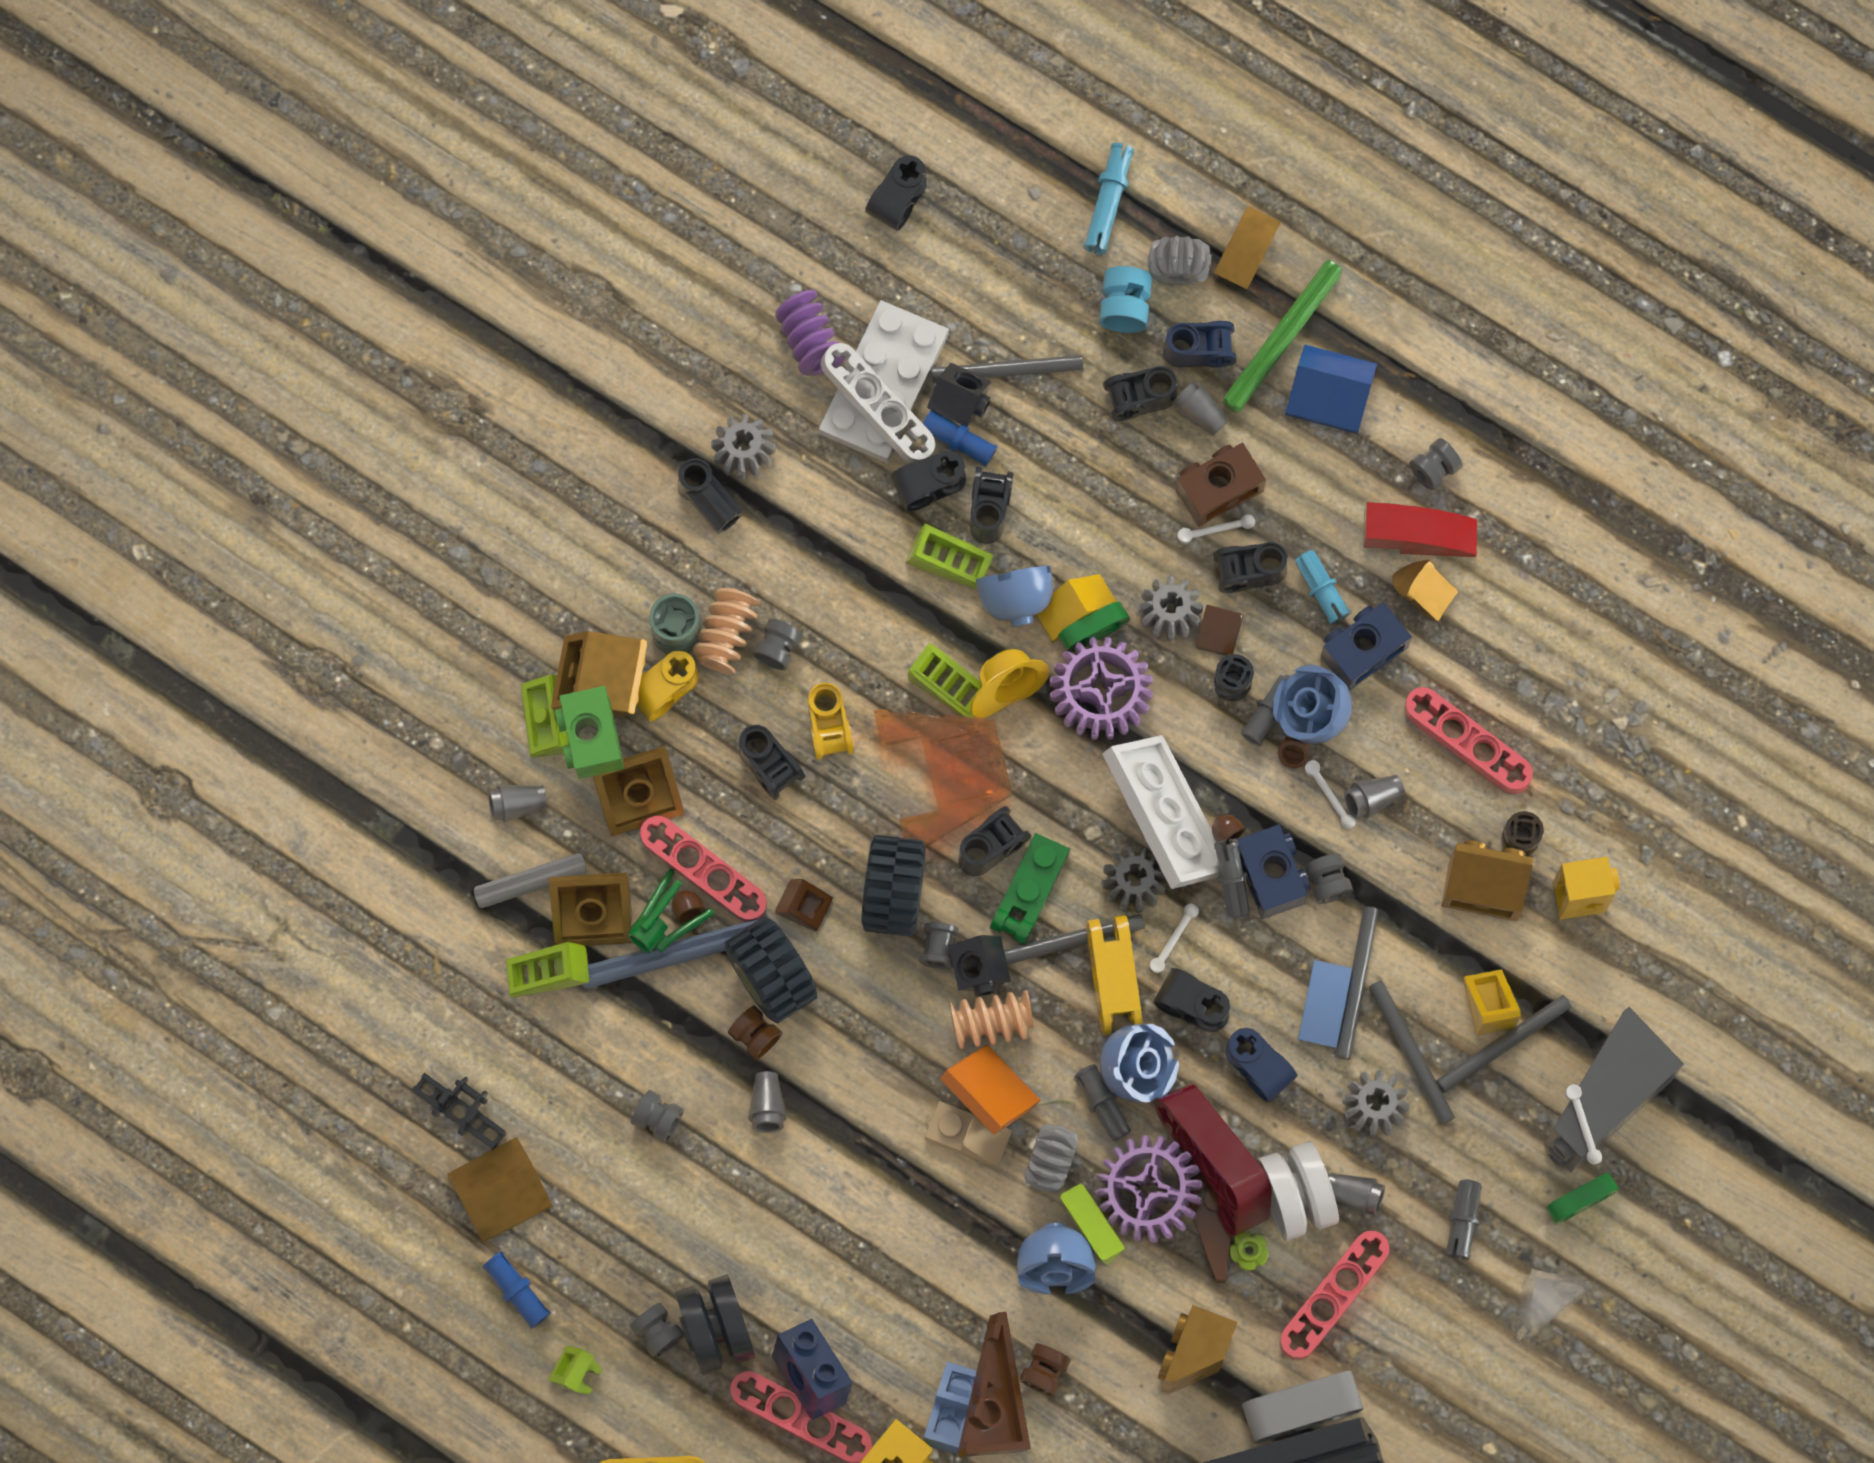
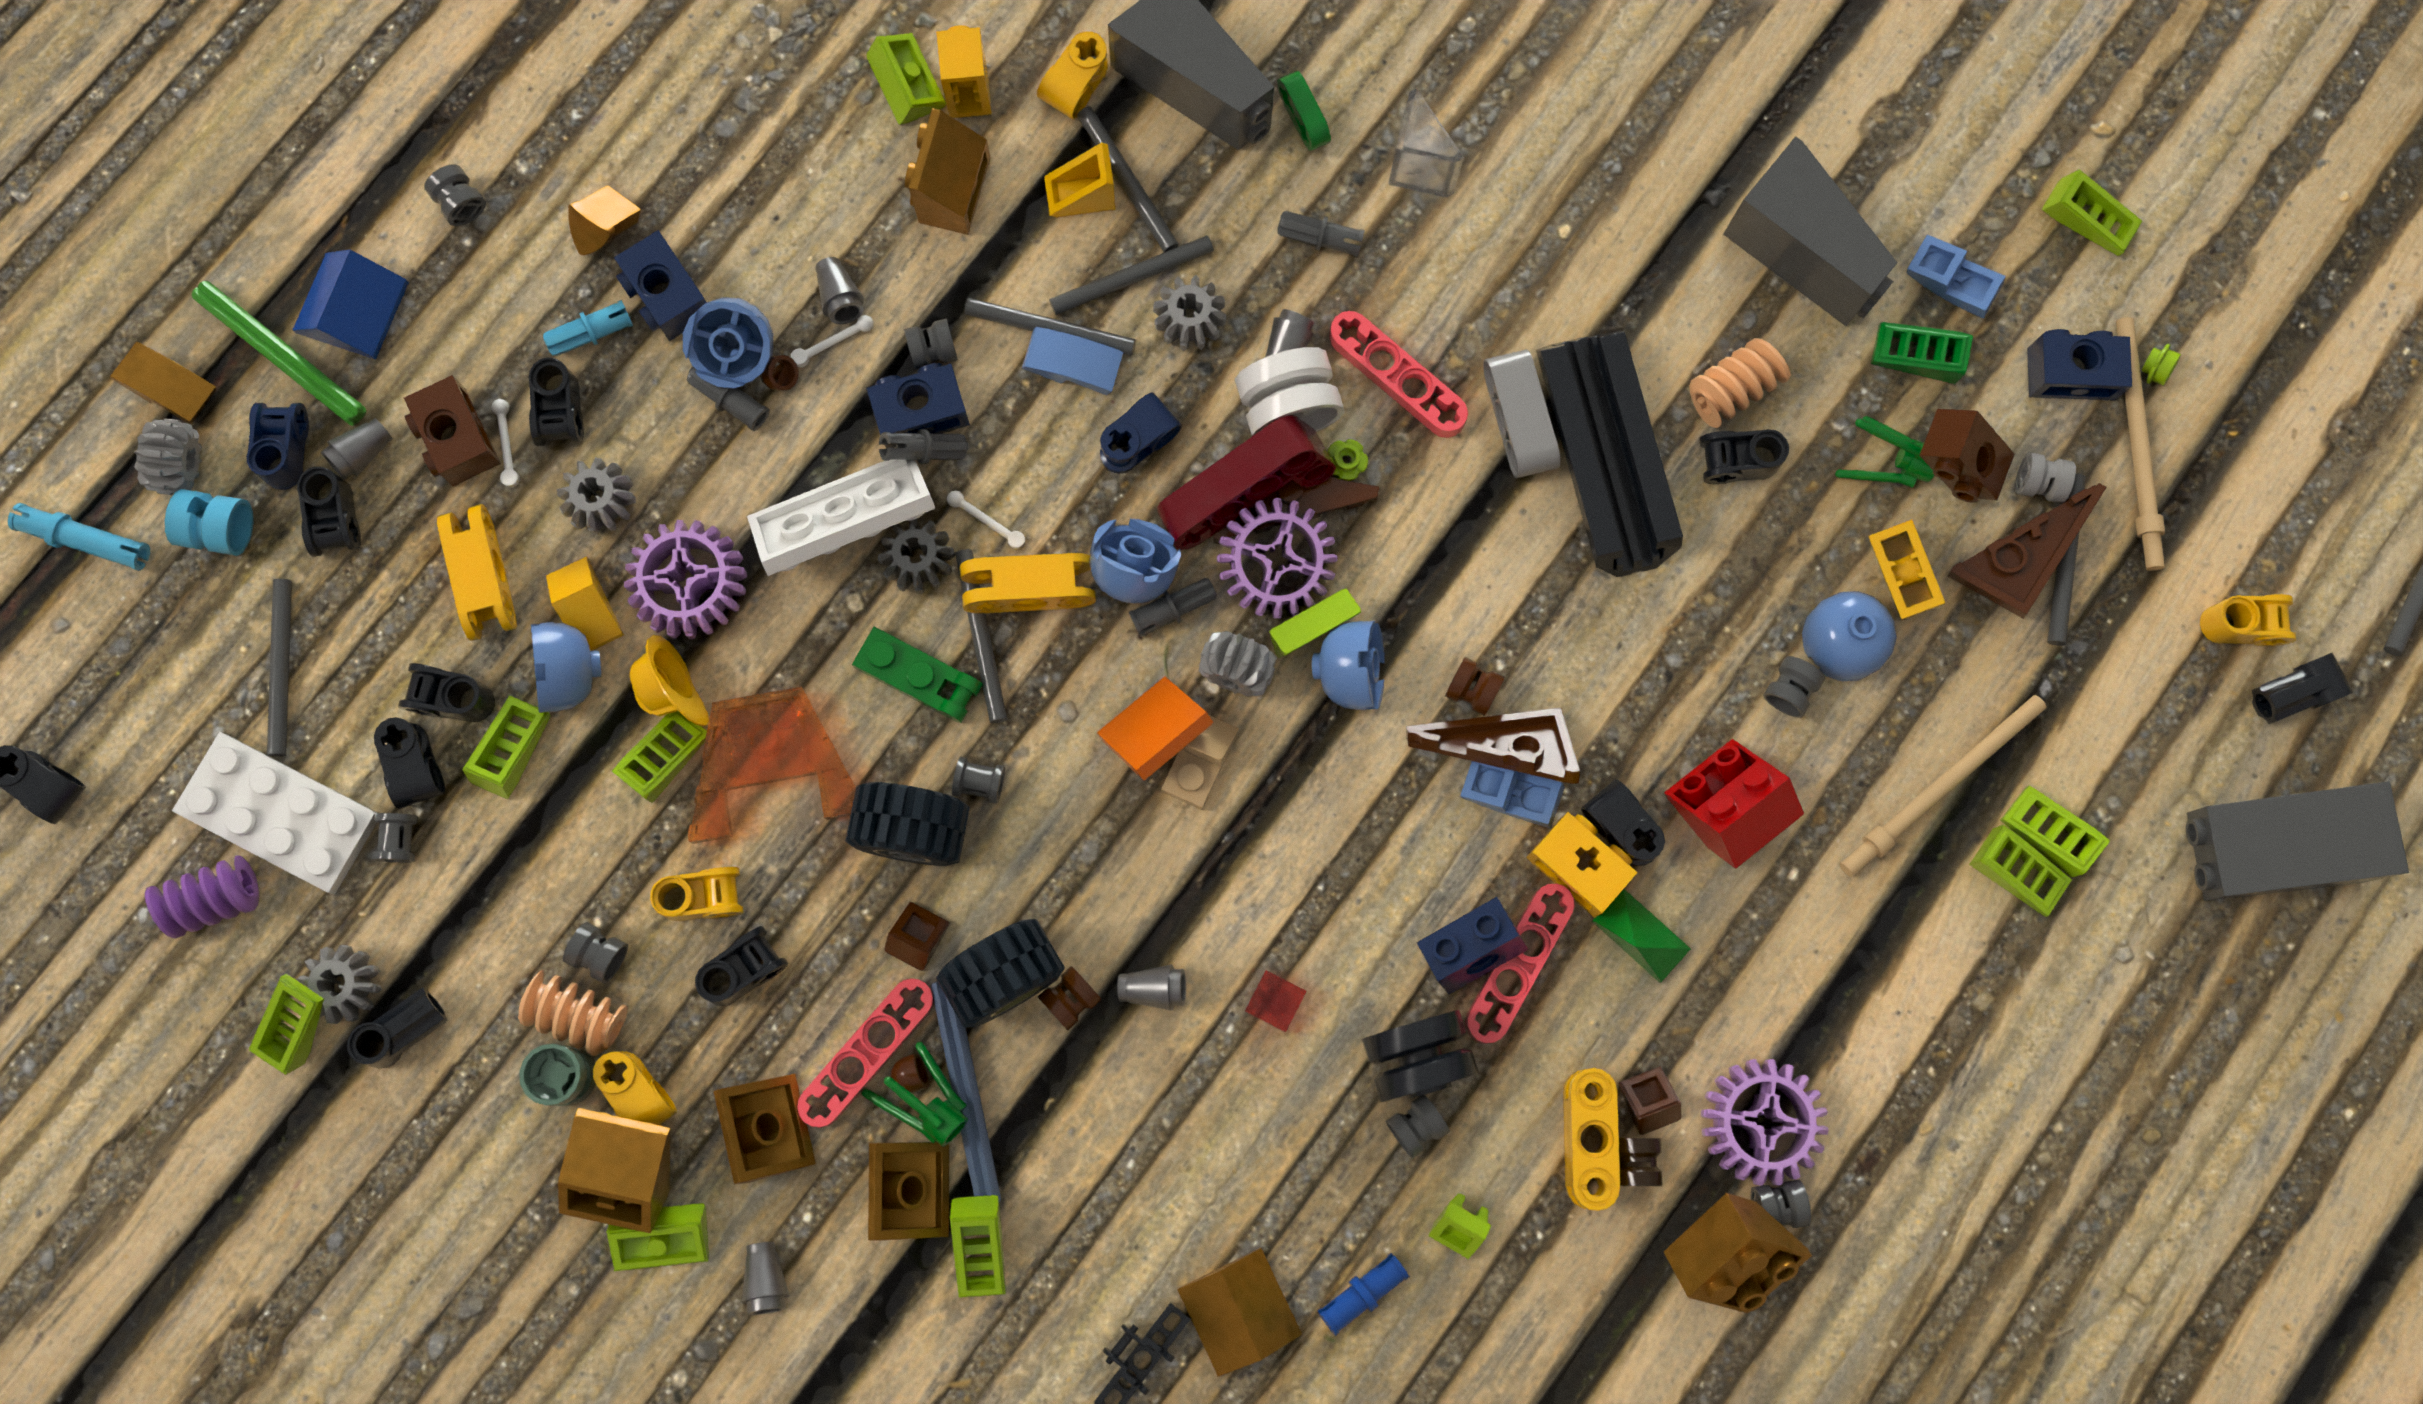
camera: 90 degrees left, 5 degrees up
(528, 880) = (863, 1265): light grey axle -> none
(602, 752) = (661, 1177): bright green brick -> none
(661, 1118) = (1163, 1118): dark grey wheel -> none
(694, 397) = (269, 1043): none -> lime slope
(759, 1206) = (1275, 1001): none -> clear red plate
(866, 476) = (394, 837): none -> dark grey bush
(882, 399) = (308, 823): white beam -> none
(959, 438) = (359, 727): blue pin -> none
(960, 395) = (305, 720): black brick -> none
(966, 959) = (998, 749): black brick -> none
(991, 1019) = (1069, 722): light nougat piece -> none
(997, 837) = (856, 709): black piece -> none
(1095, 625) = (609, 583): green beam -> none
(1097, 517) = (476, 571): none -> yellow piece
(1189, 998) = (1058, 507): black piece -> none
(1200, 1351) = (1464, 517): pearl gold slope -> none
(1219, 630) = (628, 445): reddish brown slope -> none
(1227, 827) = (863, 452): reddish brown hinge -> none
(1230, 684) = (690, 441): black wheel -> none
(1419, 530) = (531, 221): red slope -> none
(1464, 745) = (776, 184): coral beam -> none
(1518, 837) = (895, 147): dark brown wheel -> none
(1573, 1094) = (1203, 86): white hinge -> none
(1588, 837) = (904, 77): none -> lime slope
(1593, 988) = (1071, 80): none -> yellow piece

